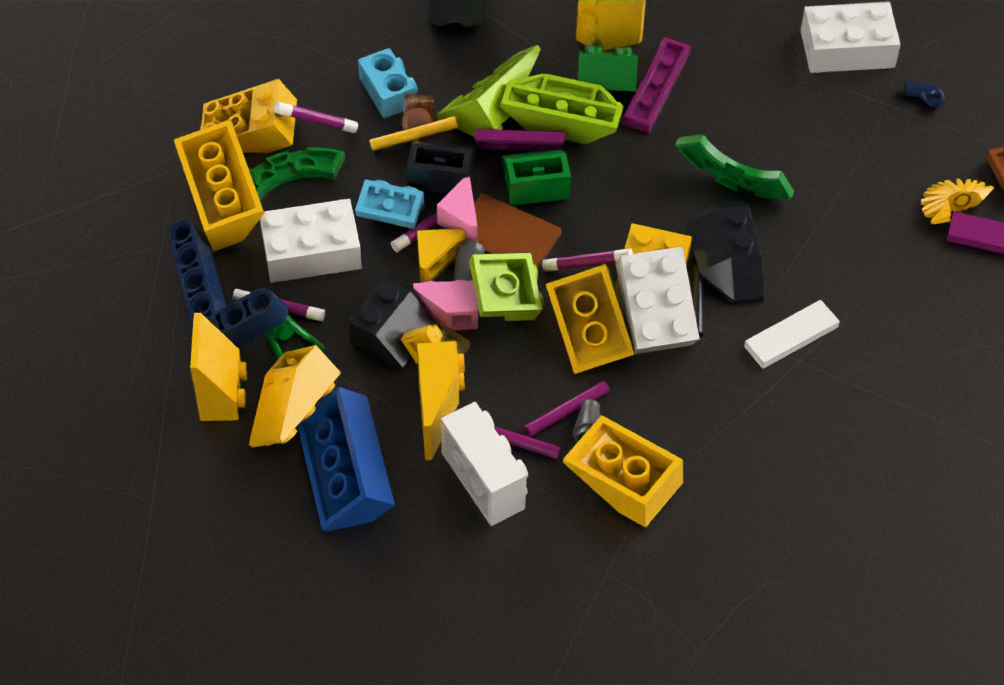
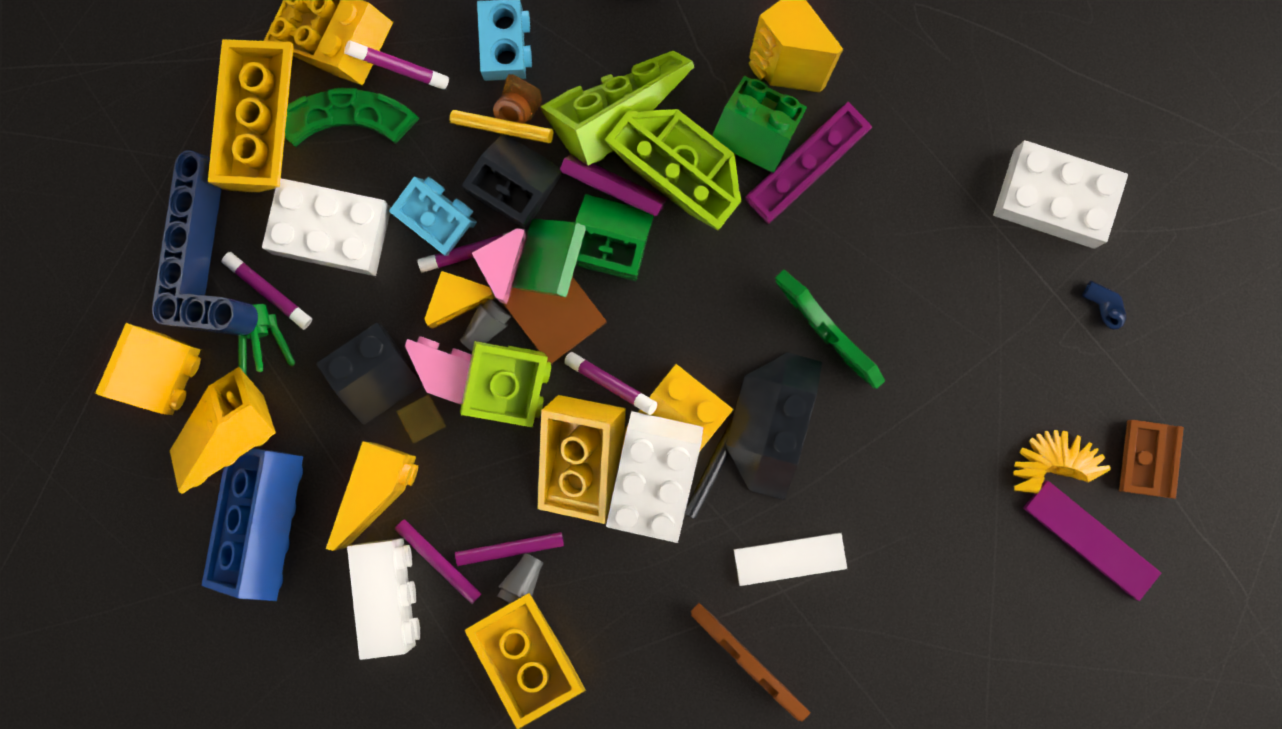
camera: 25 degrees right, 30 degrees up
(420, 335) = (392, 413): yellow tile -> none
(498, 189) = (549, 257): none -> green tile
(823, 406) = (749, 663): none -> dark orange tile

